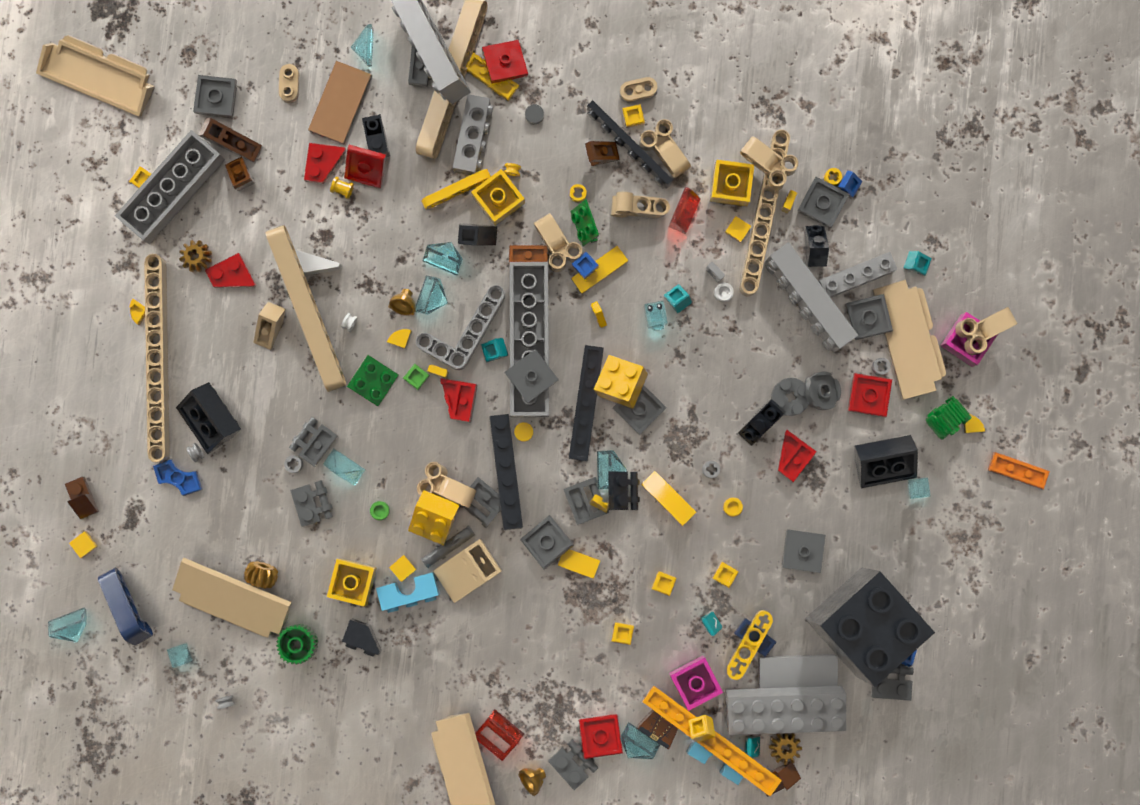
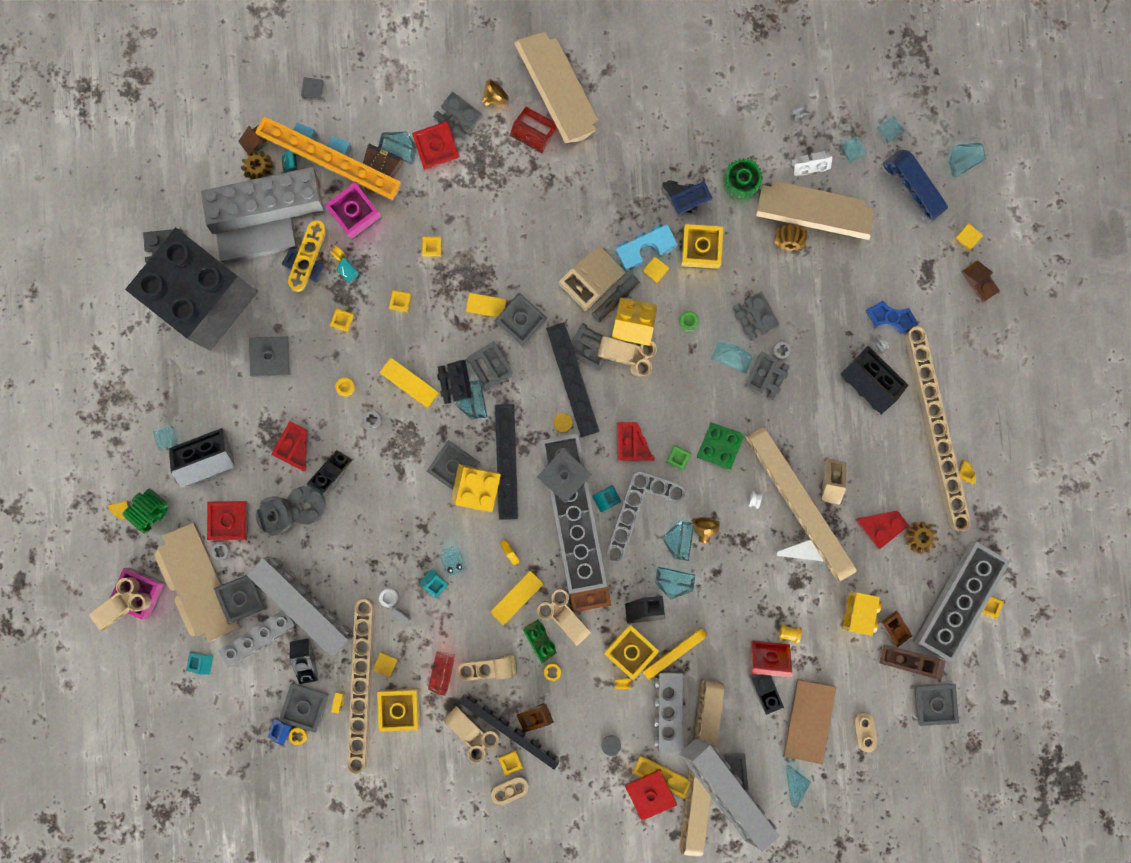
camera: 175 degrees right, 0 degrees up
(91, 73) = (1056, 703): tan slope -> none
(137, 669) = (890, 129): none -> clear light blue tile
(215, 647) = (820, 162): none -> white hinge
(269, 193) = (861, 613): none -> yellow brick
(321, 161) = (816, 657): red wing -> none
(353, 632) = (690, 198): none -> dark blue plate
(400, 338) = (702, 493): yellow tile -> none
(438, 371) = (657, 466): yellow tile -> none
(585, 265) = (531, 598): blue plate -> none
(598, 503) = (476, 365): yellow tile -> none
(701, 728) = (339, 166): yellow slope -> none
(718, 642) = (338, 253): none -> yellow bush
(768, 162) = (364, 737): tan piece -> none
(1018, 470) = (69, 473): orange tile -> none

